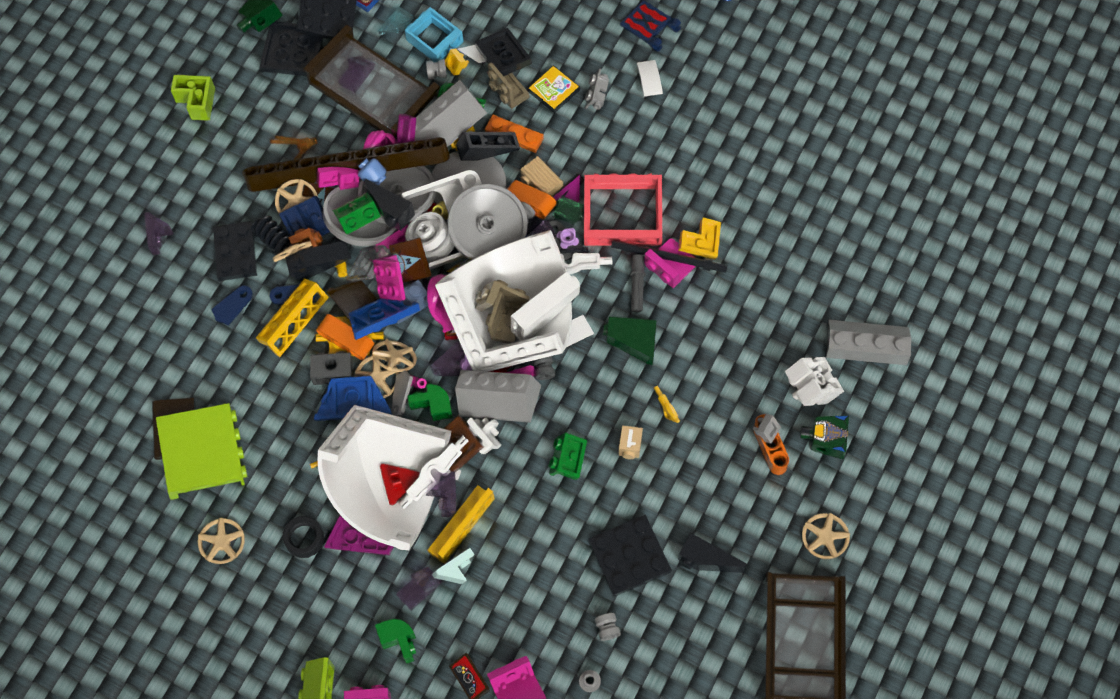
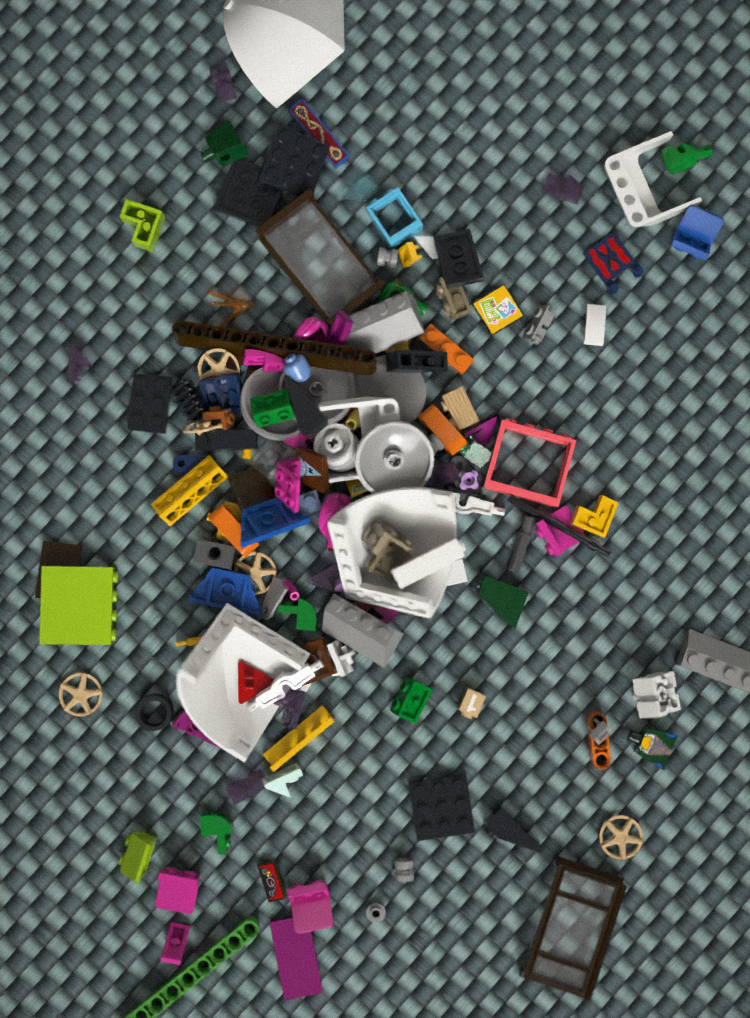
camera: 10 degrees right, 20 degrees up
(232, 305) = (135, 461): dark blue piece -> none
(357, 72) = (307, 244): clear purple slope -> none
(394, 356) = (276, 558): tan wheel -> none
(668, 409) = (515, 681): yellow hand -> none

